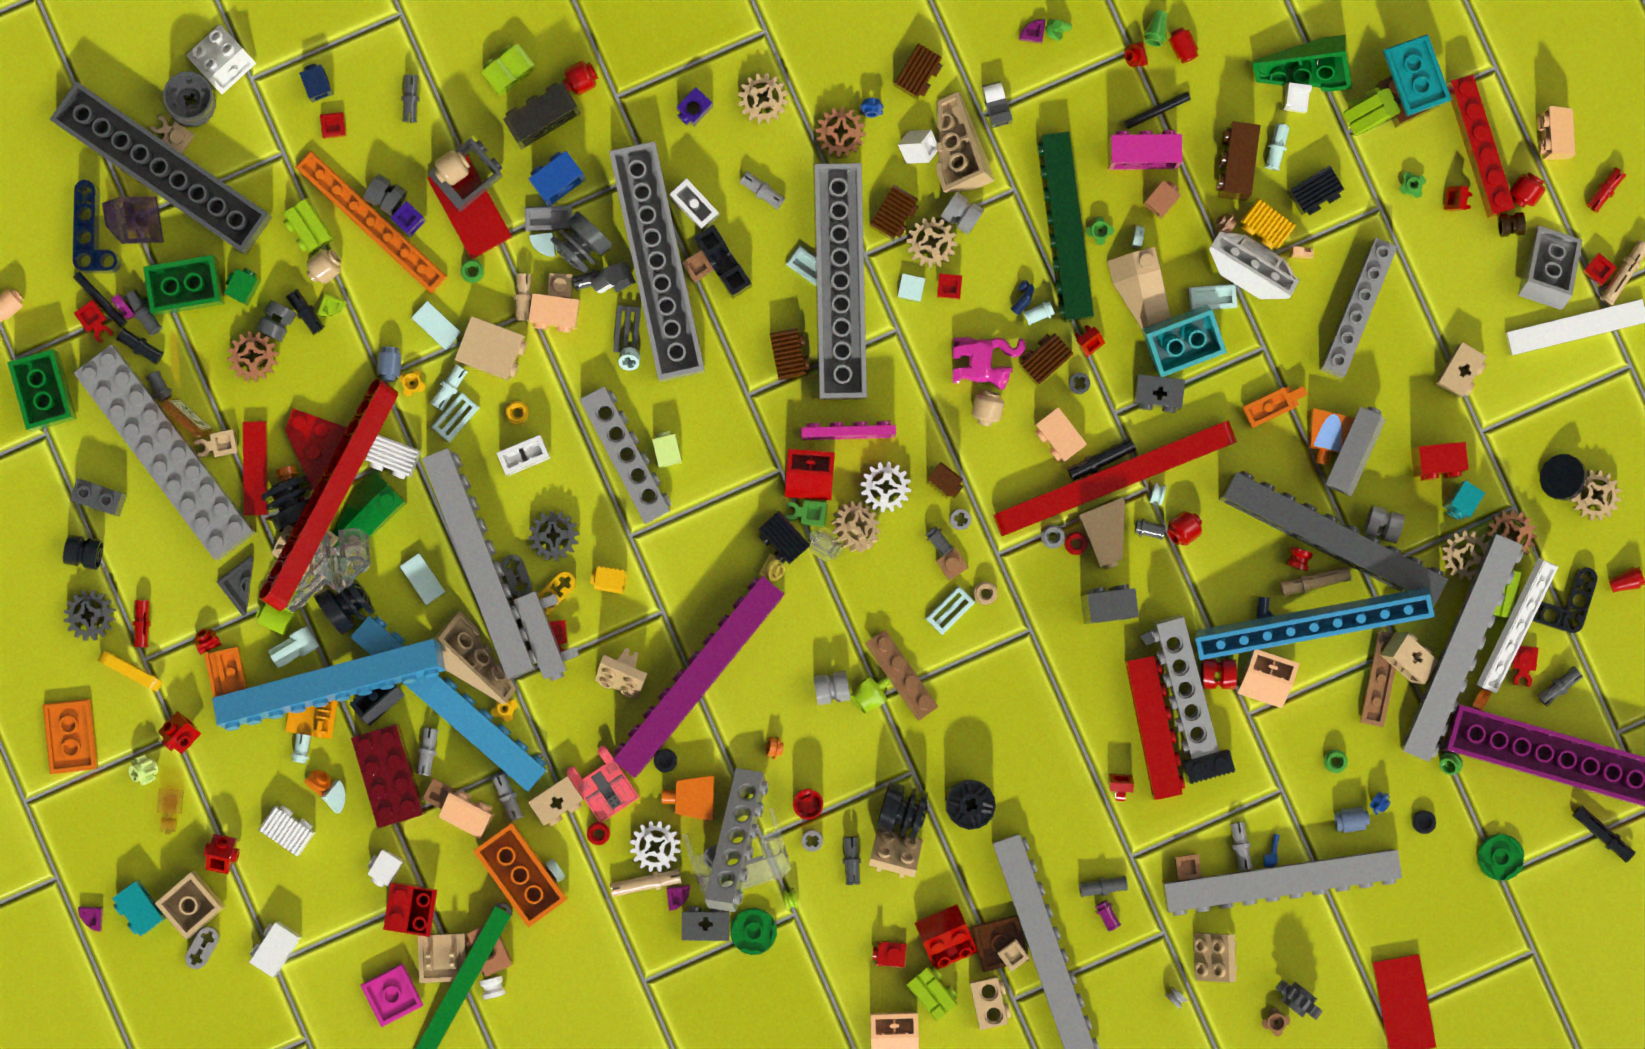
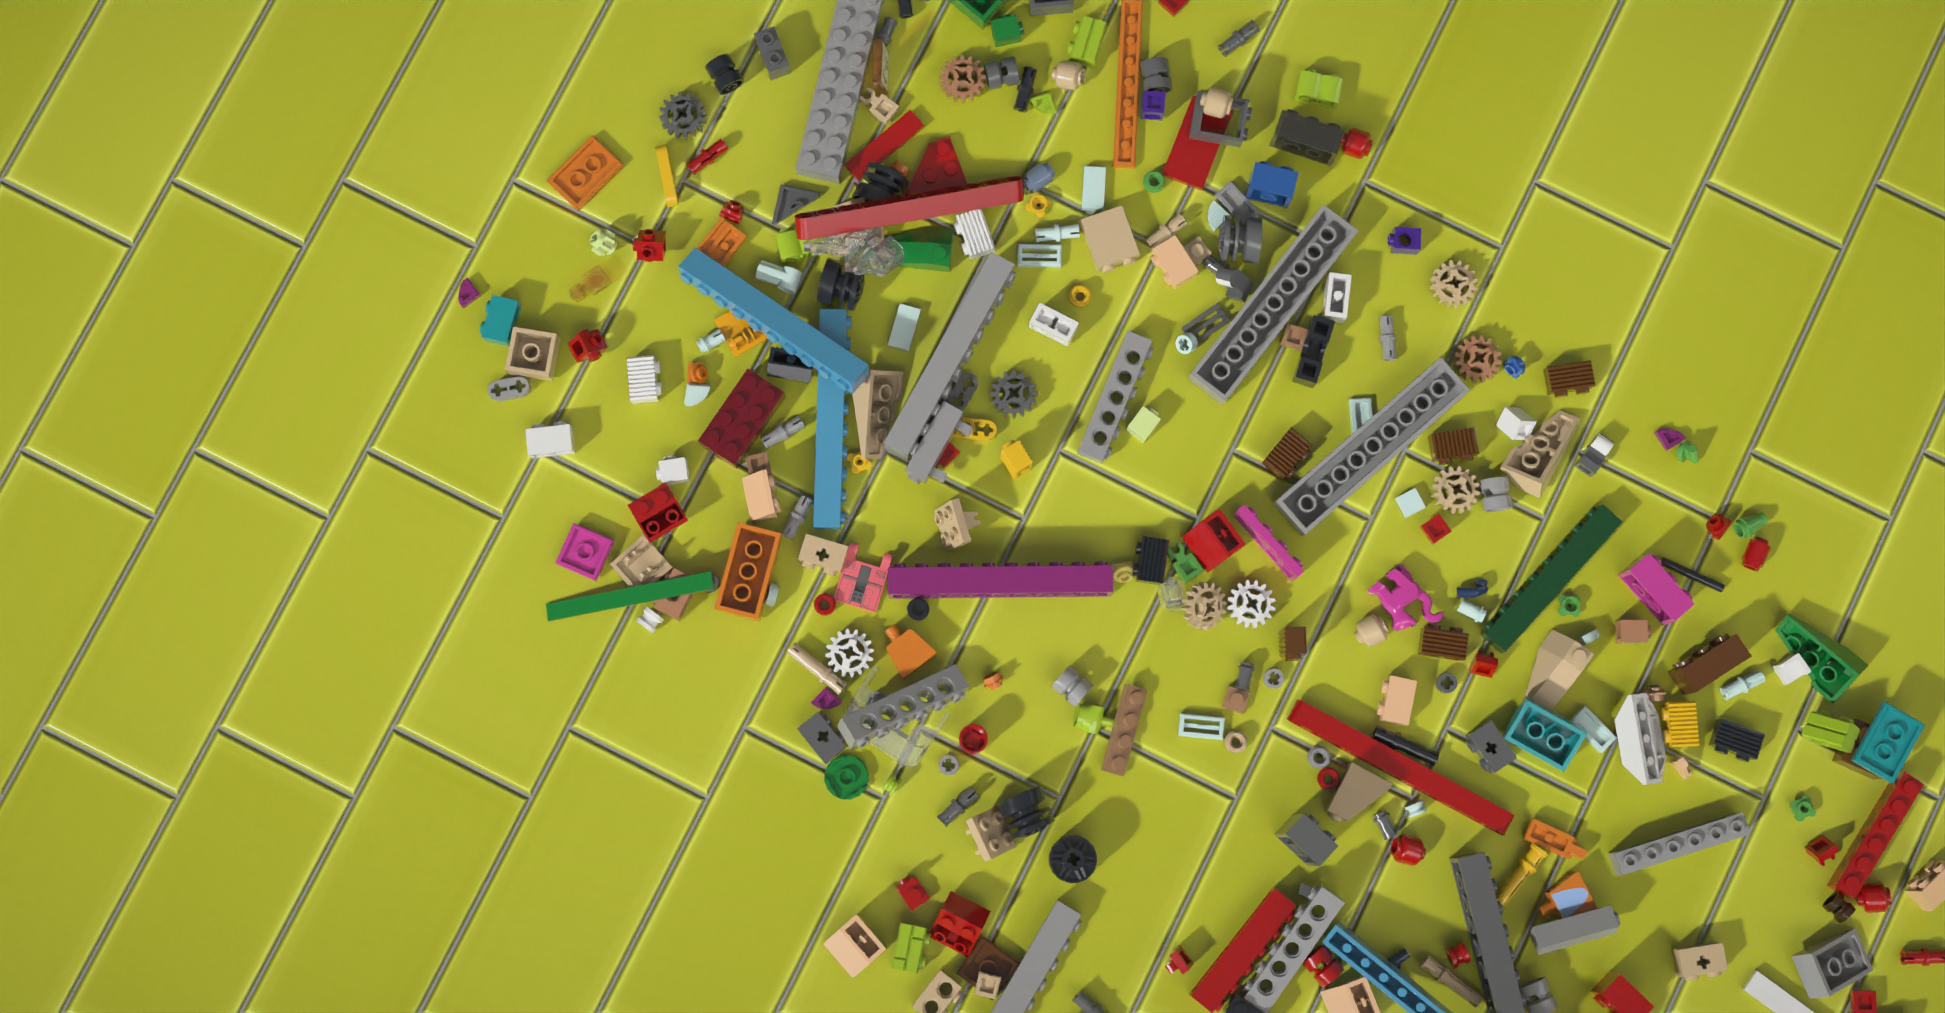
camera: 50 degrees right, 5 degrees down
(1276, 445) = (1526, 867): none -> yellow pin

